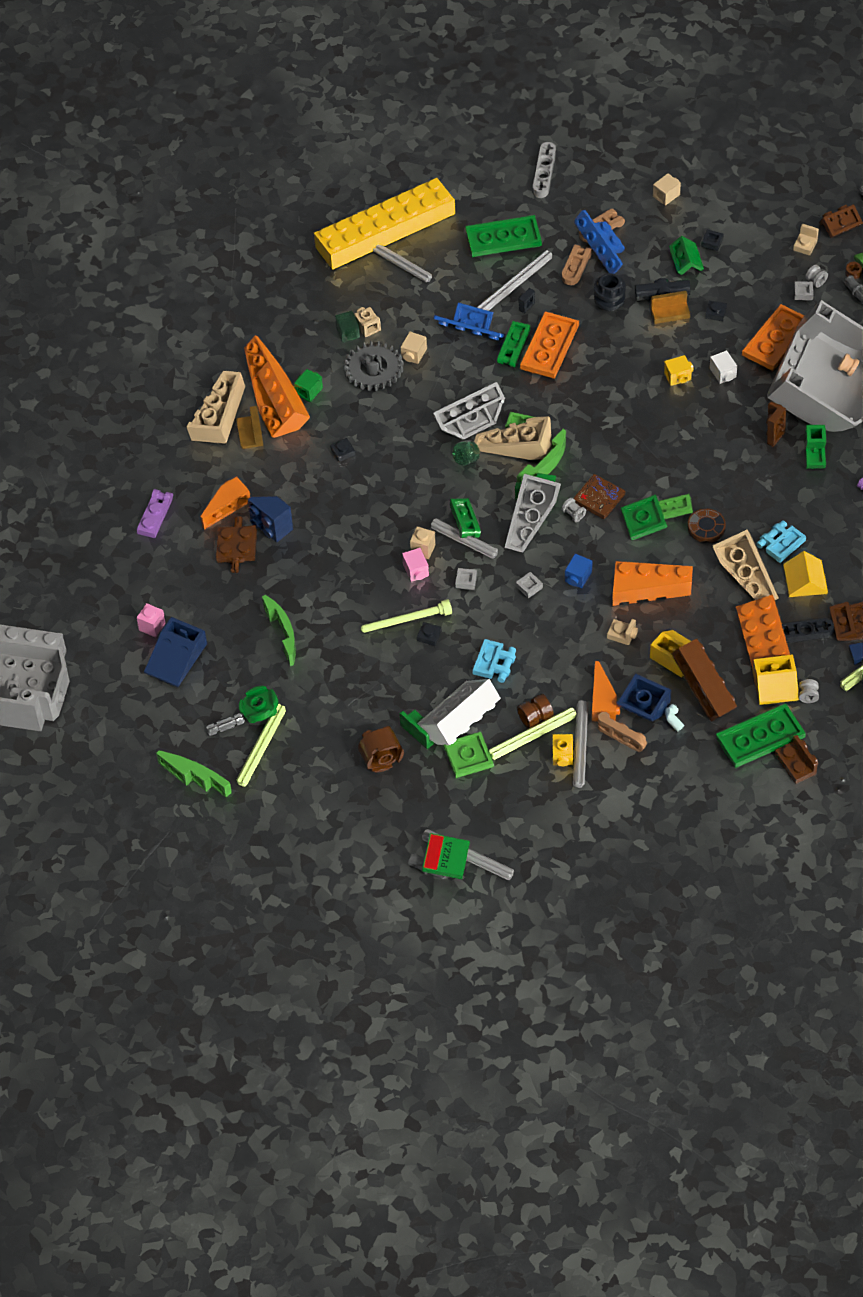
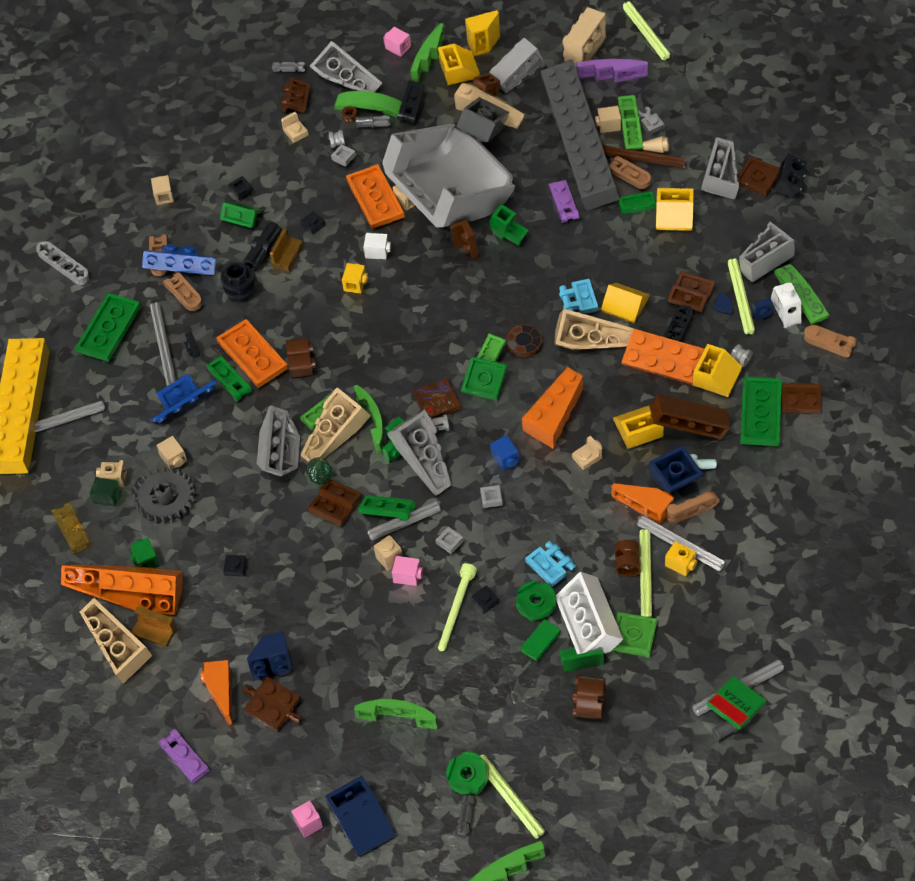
camera: 55 degrees left, 0 degrees up
(301, 325) = (71, 528): none -> clear yellow plate
(417, 692) = (540, 640): none -> green tile
(448, 482) = (335, 502): none -> reddish brown slope
(451, 678) = (535, 611): none -> green plate
(568, 378) = (299, 357): none -> reddish brown brick
(848, 364) = (444, 163): light nougat wheel -> none

